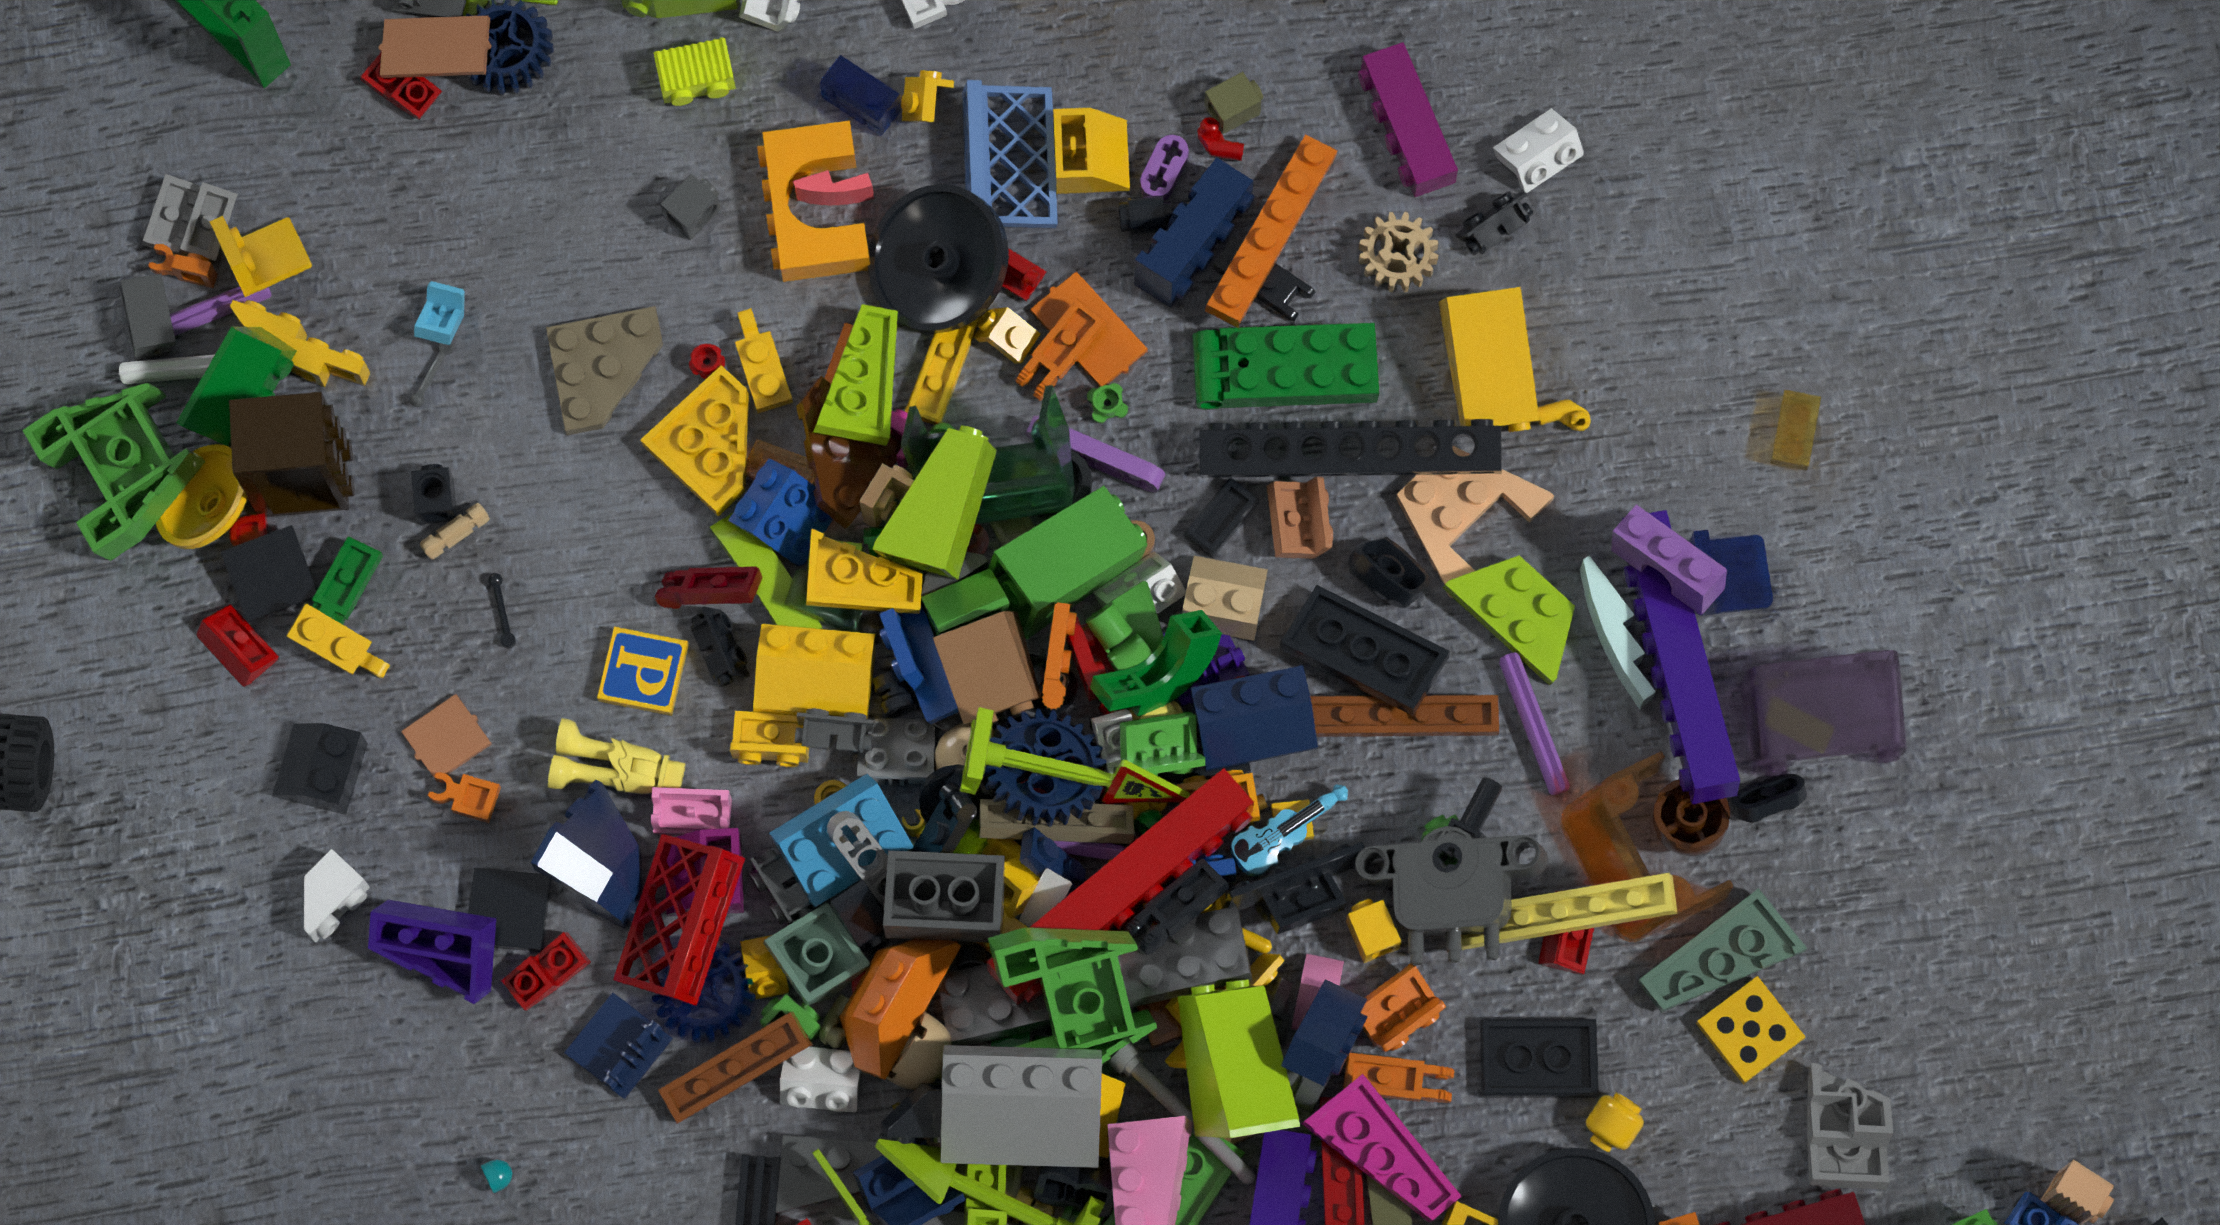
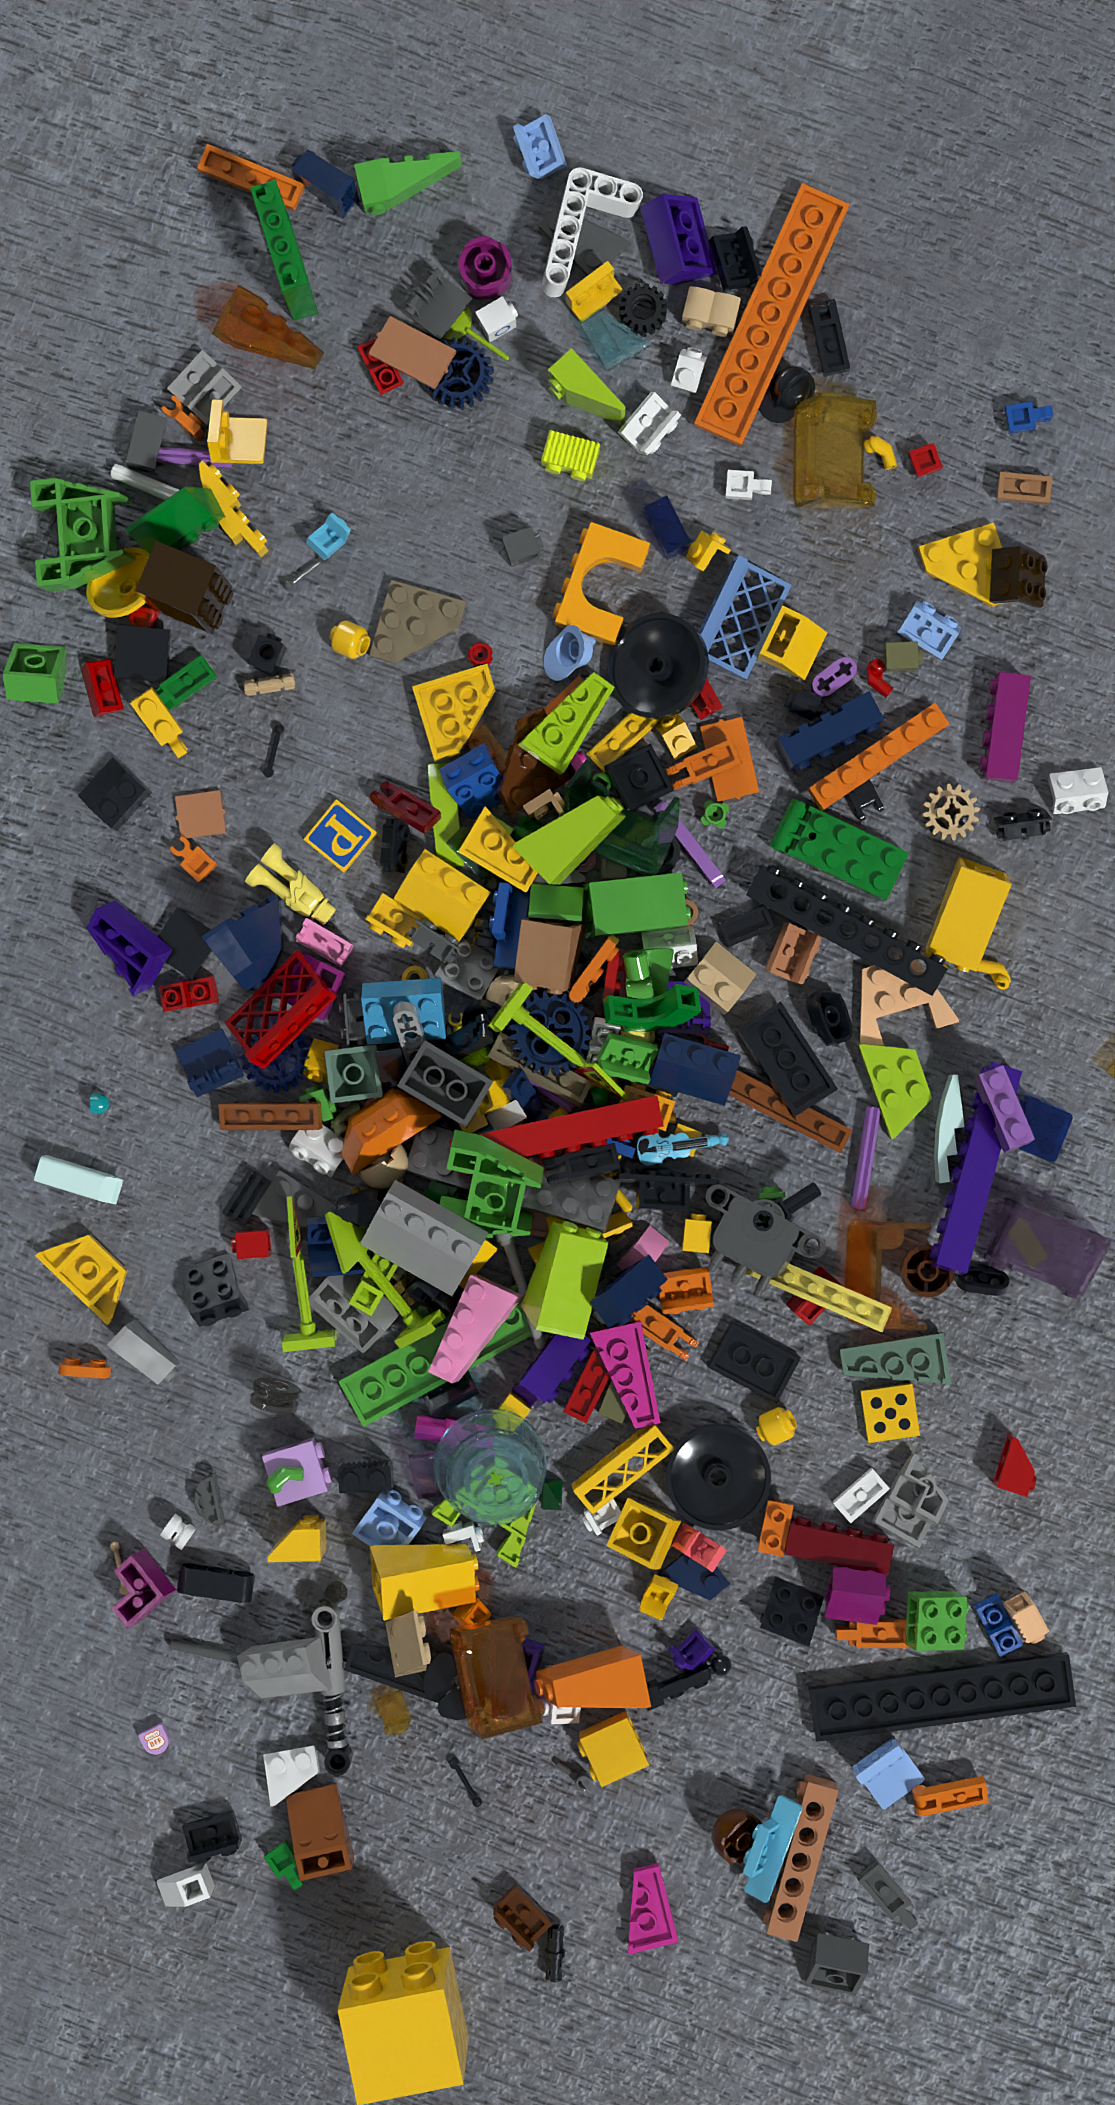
camera: 35 degrees right, 15 degrees up
(142, 668) = (35, 673): none -> bright green slope
(214, 119) = (253, 328): none -> clear orange wedge
(328, 893) = (82, 877): white slope -> none
(530, 423) = (349, 639): none -> yellow head
(761, 365) = (513, 675): yellow plate -> none
(815, 300) = (568, 652): none -> light blue piece
(822, 191) = (609, 578): coral slope -> none
(988, 403) = (638, 778): none -> black plate
(1256, 54) = (930, 629): none -> light blue bracket
(1774, 1155) = (861, 1495): none -> white plate
(1950, 1012) = (1014, 1469): none -> red slope

